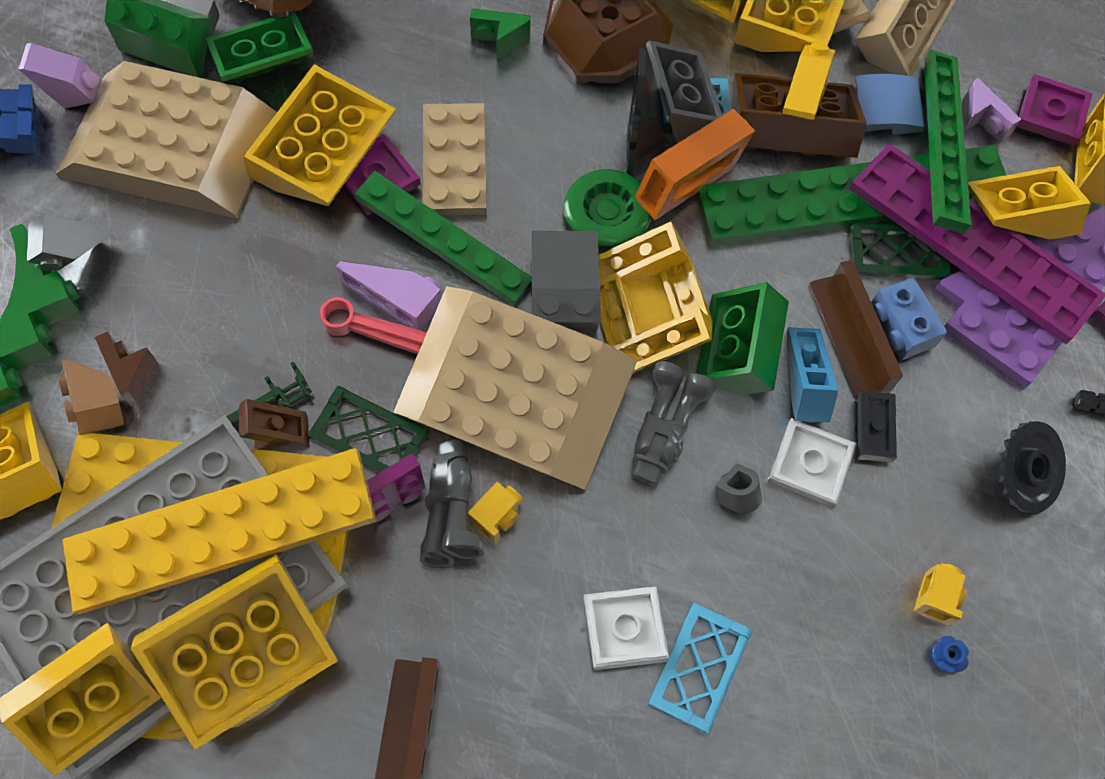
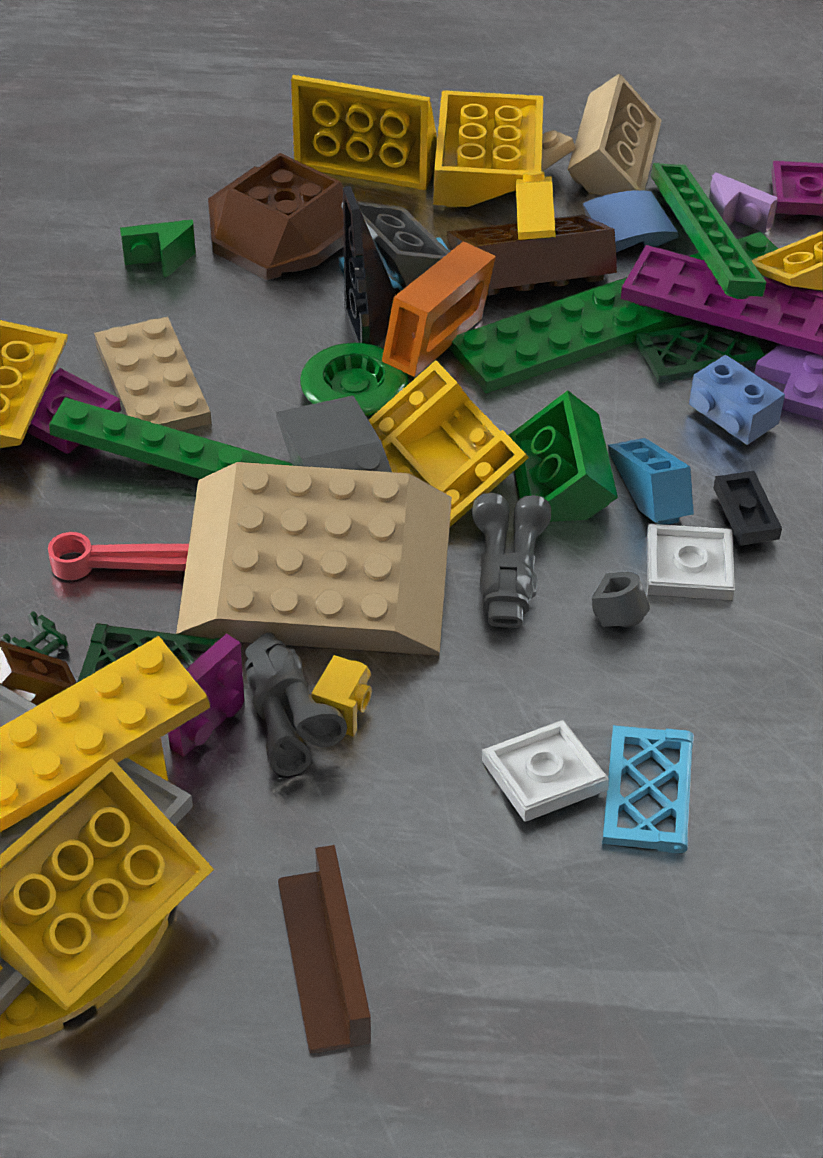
camera: 15 degrees left, 20 degrees down
(396, 291) = (127, 512): lavender slope -> none
(856, 331) = (685, 425): reddish brown panel -> none

